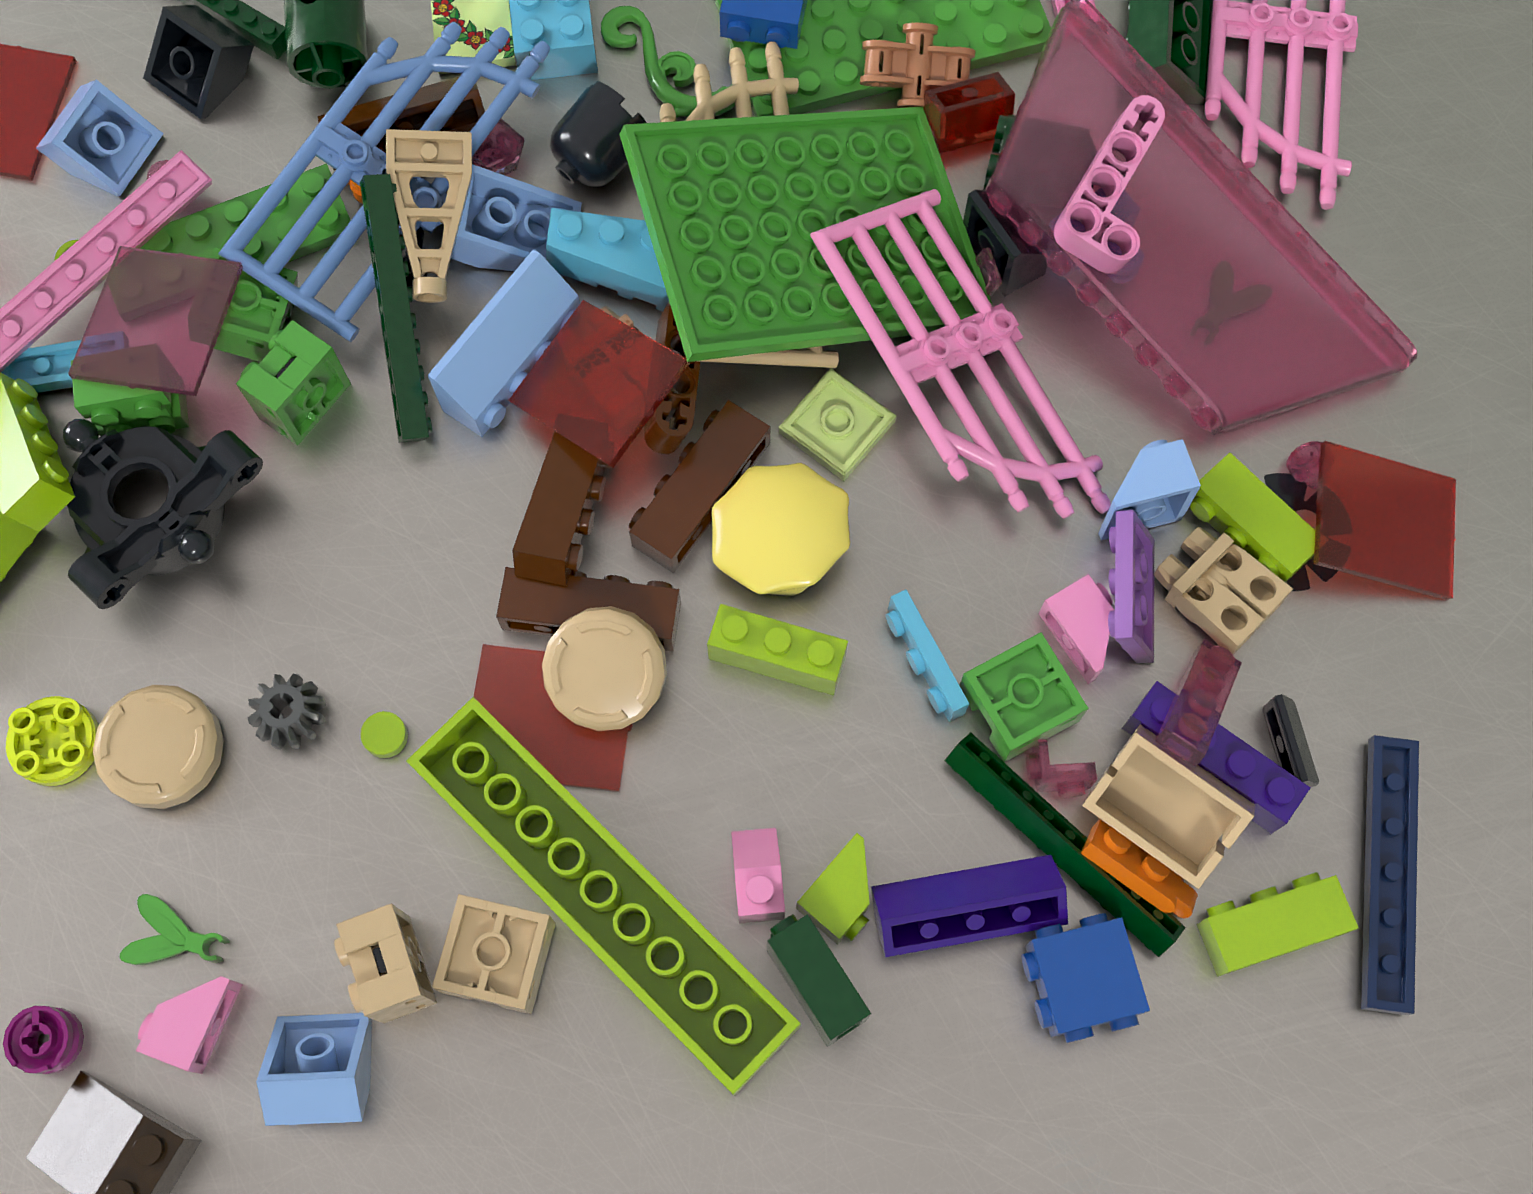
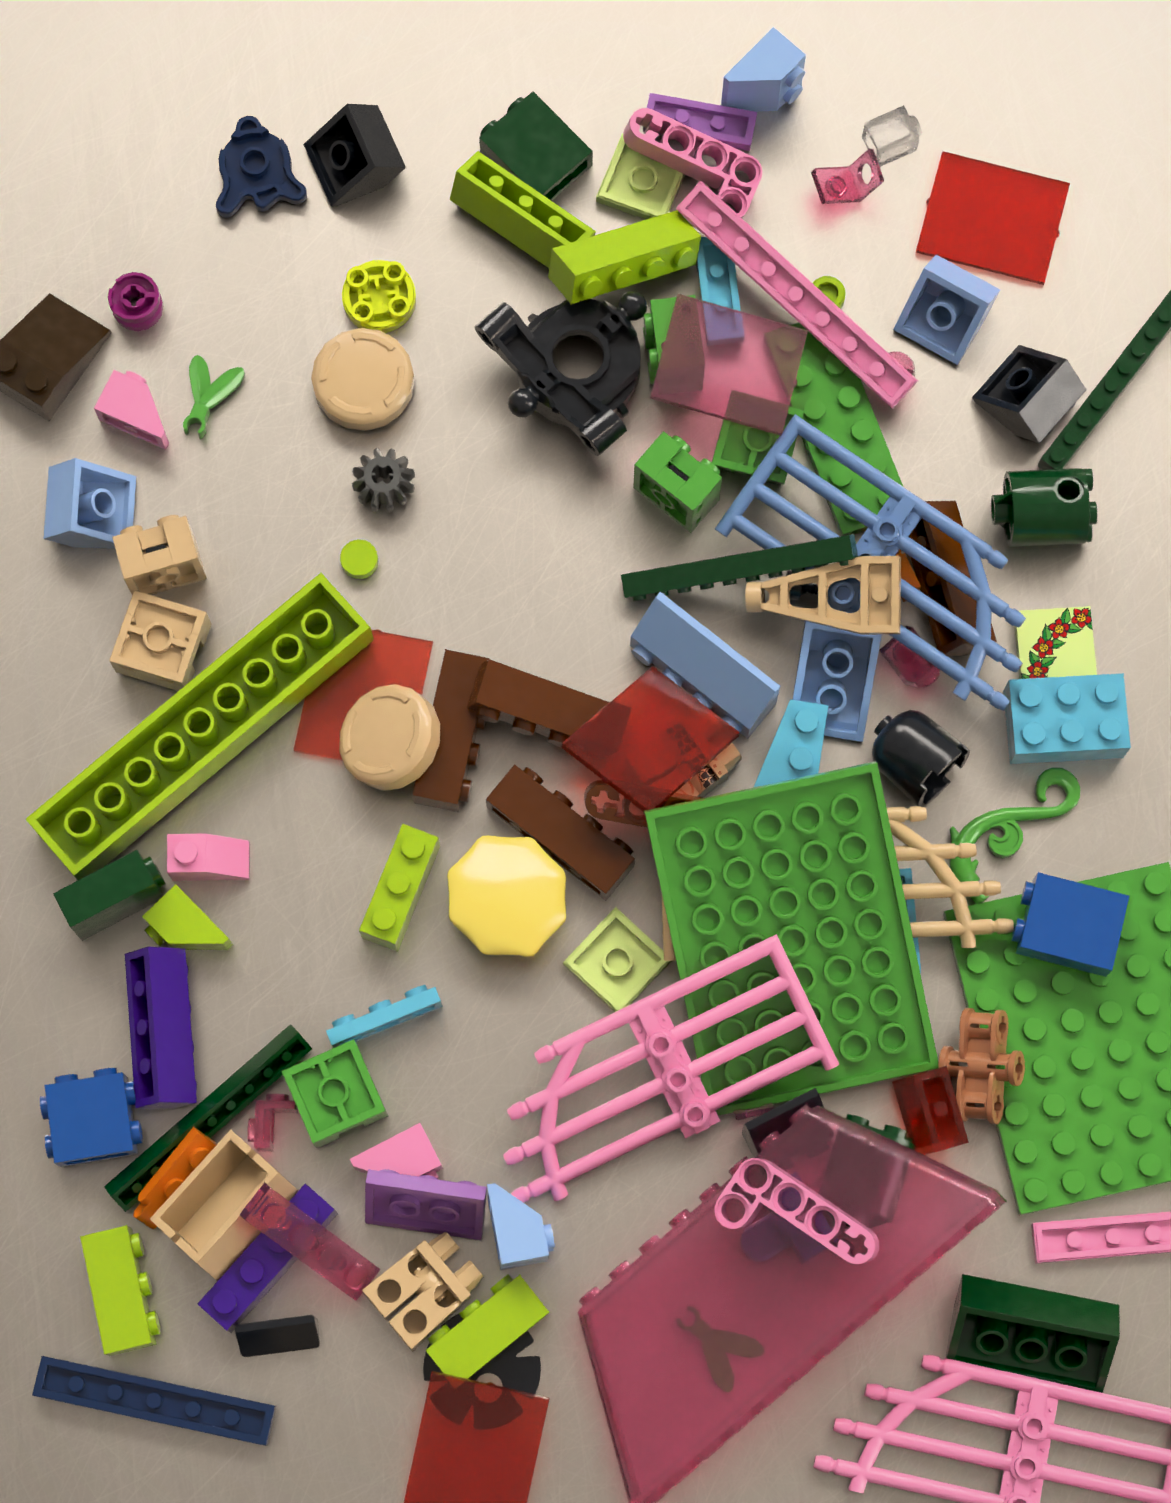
camera: 95 degrees right, 5 degrees up
(1304, 463) = (545, 1386): clear pink tile -> none

